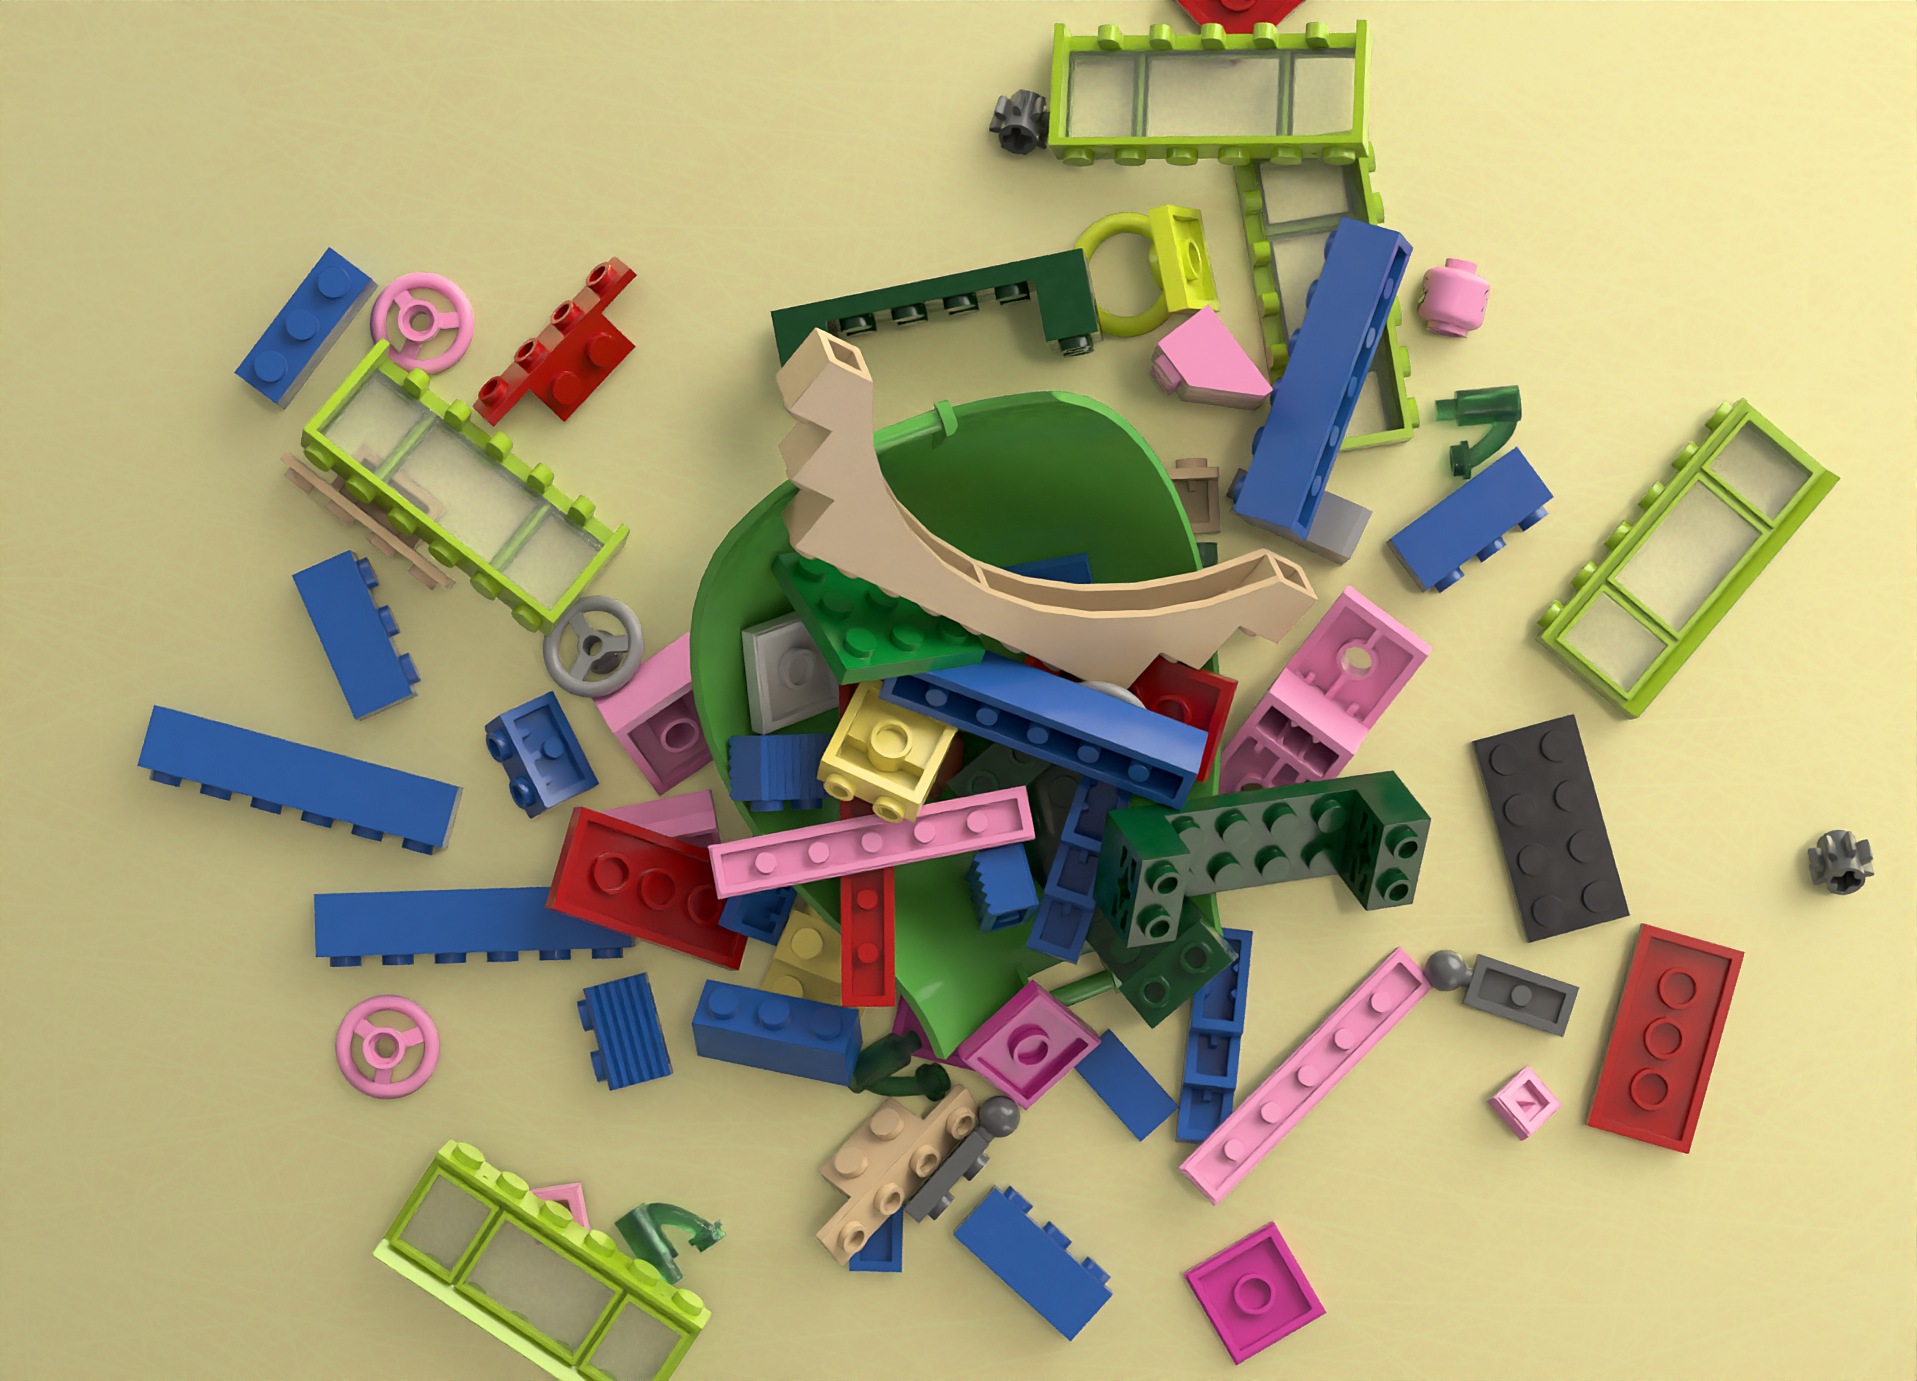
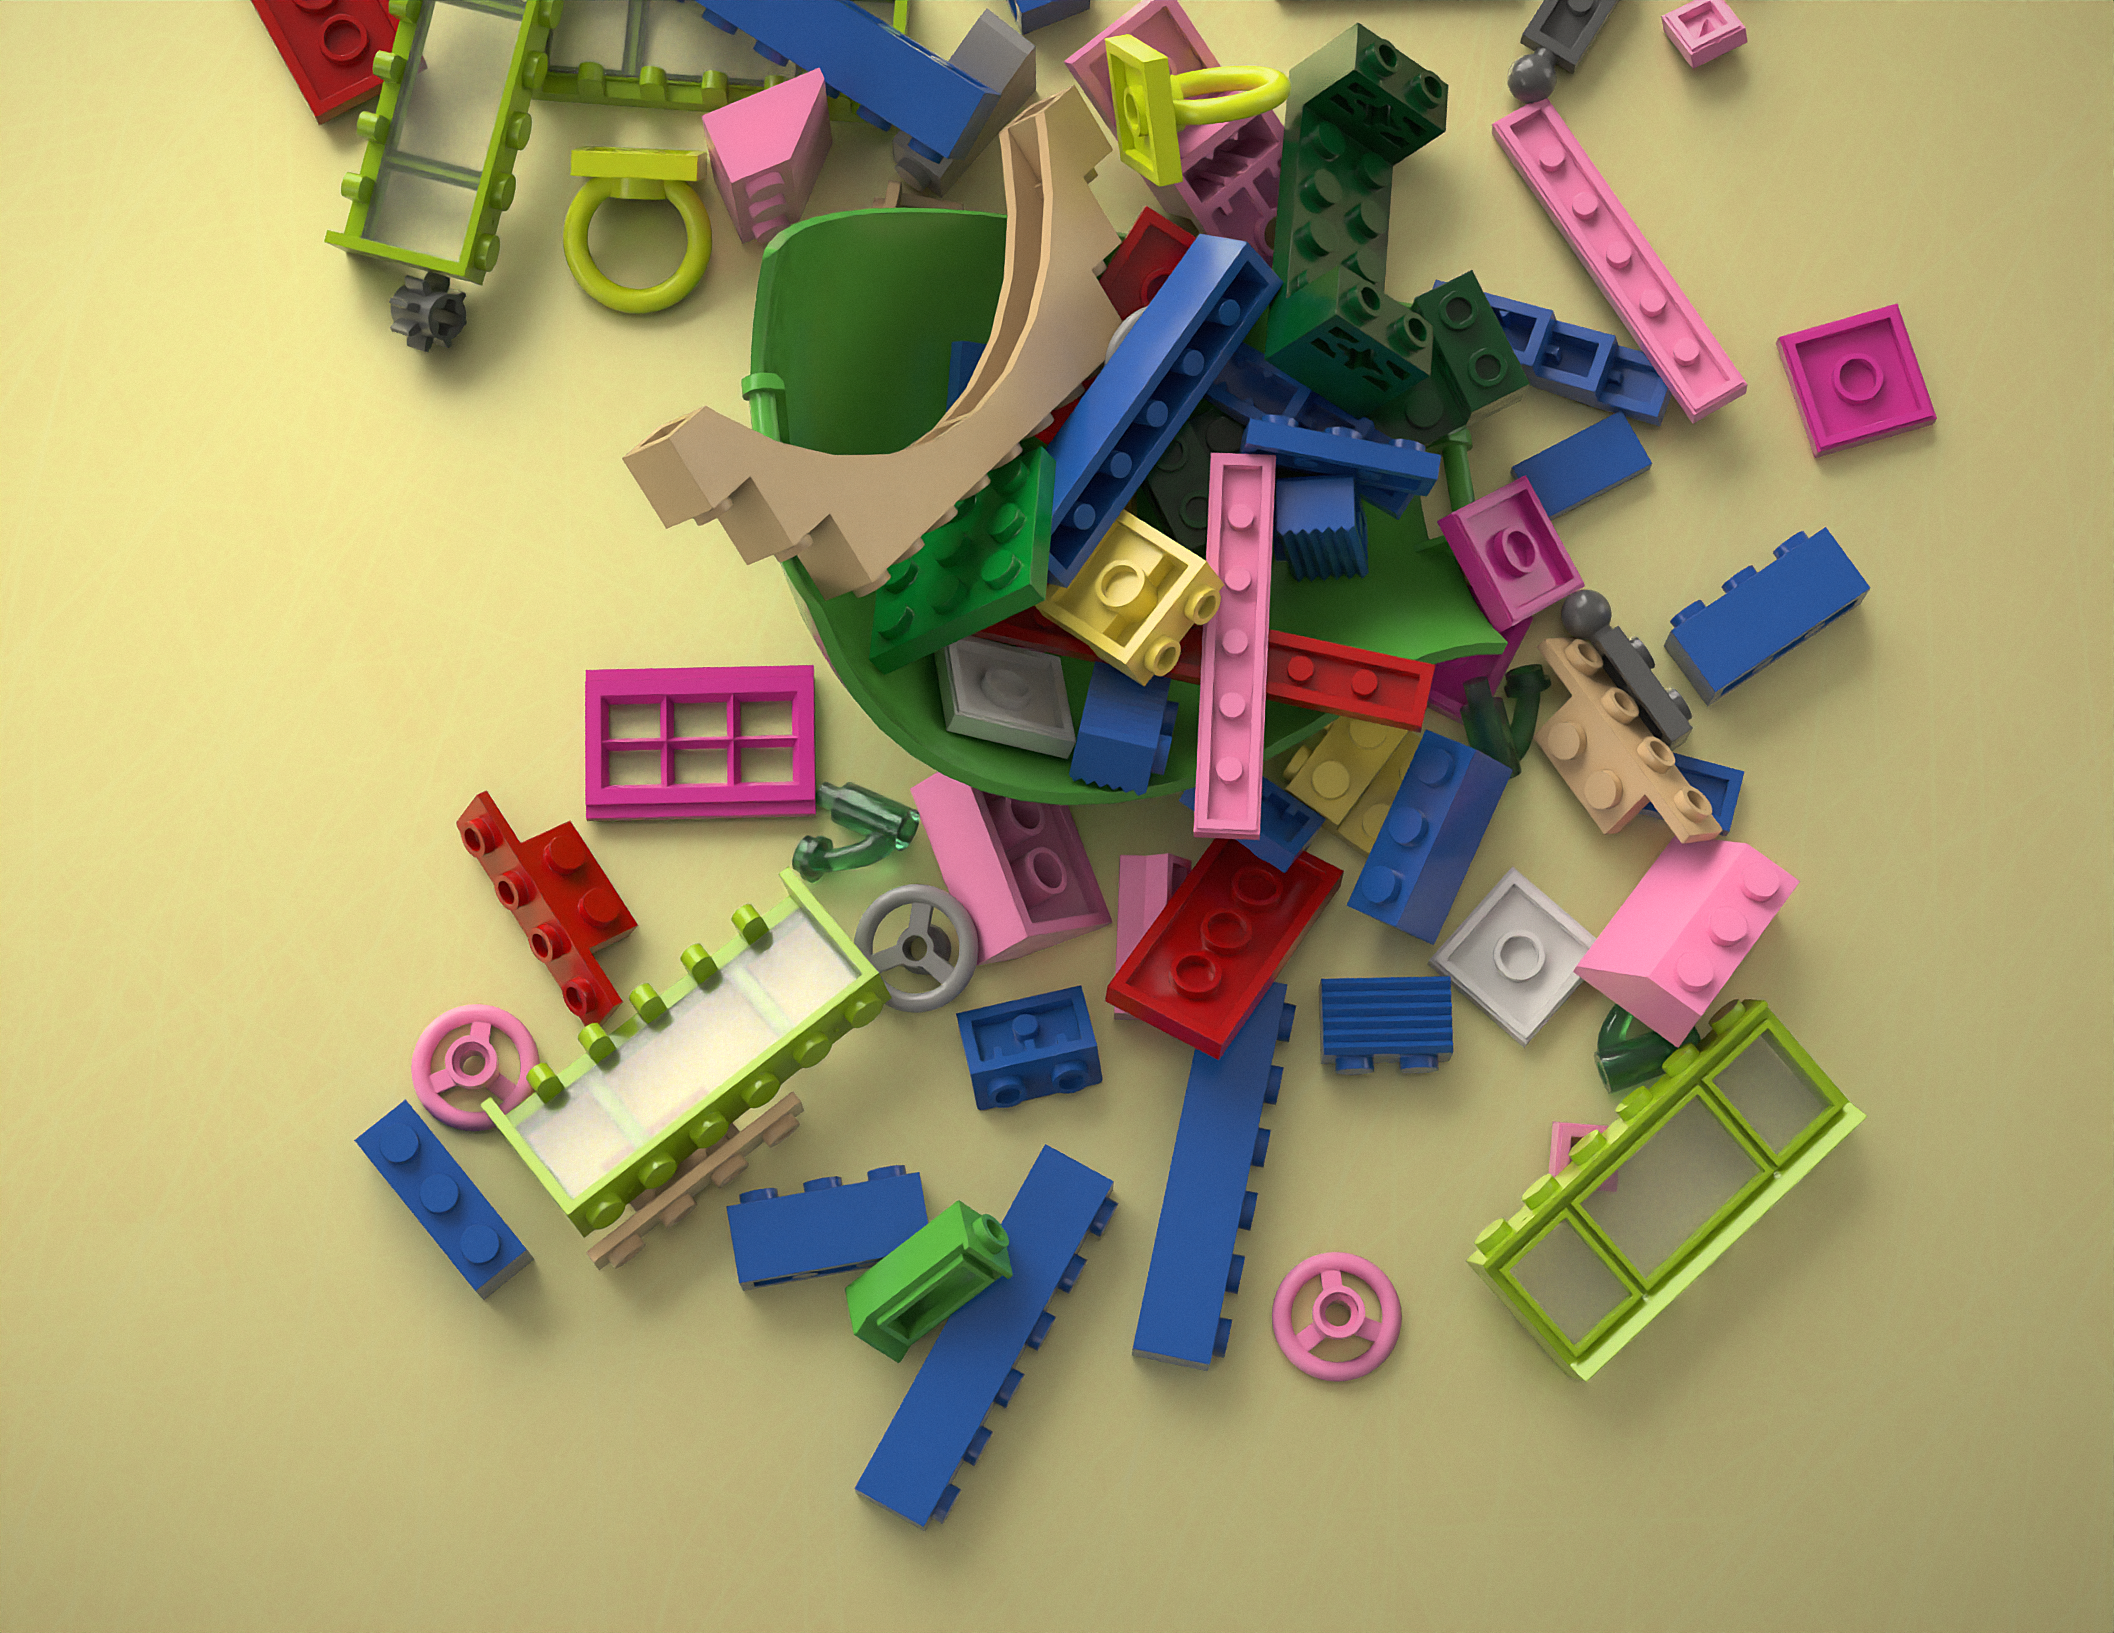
camera: 75 degrees left, 10 degrees down
(327, 721) = (927, 1279): none -> bright green window
(680, 597) = (881, 820): none -> clear green plant
(708, 1124) = (1515, 956): none -> white tile
(718, 427) = (700, 743): none -> dark pink piece
(749, 1254) = (1685, 932): none -> bright pink slope
(1053, 889) = (1338, 450): none -> blue plate
(1059, 279) = (634, 300): dark green plate -> none
(1315, 668) = (1153, 107): none -> neon yellow tile

